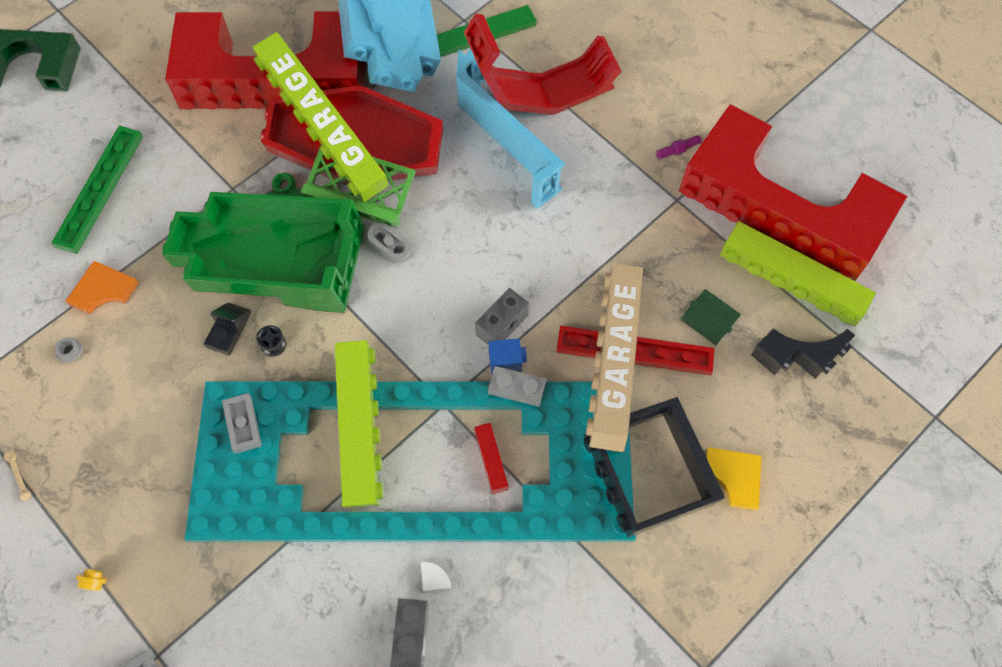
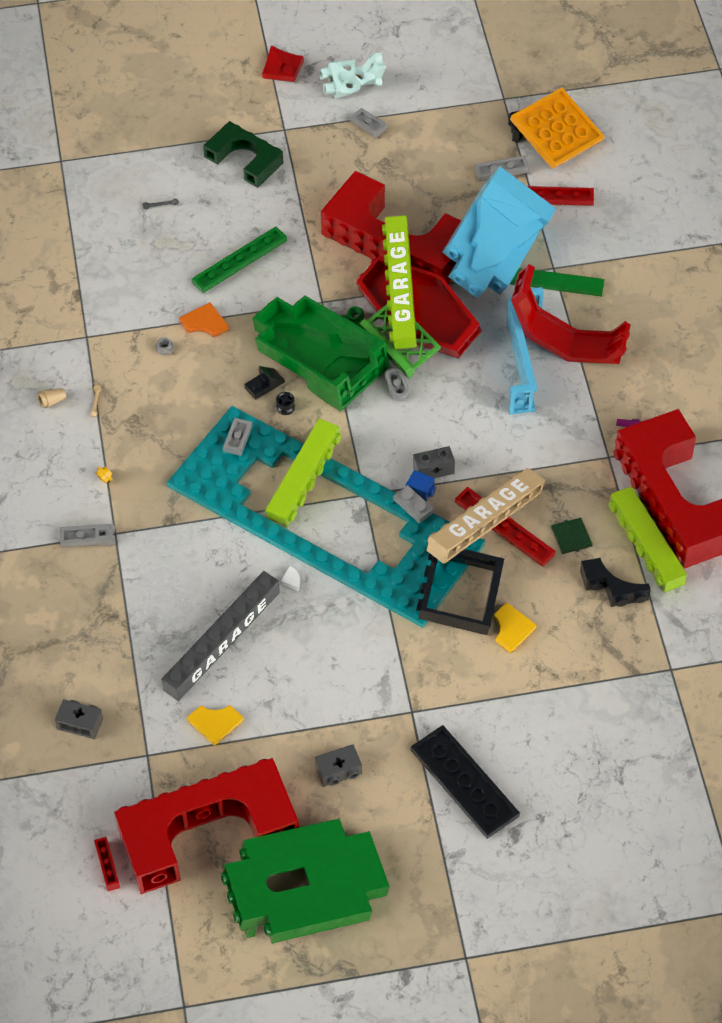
camera: 35 degrees right, 10 degrees down
(491, 458) = (370, 537): red piece -> none

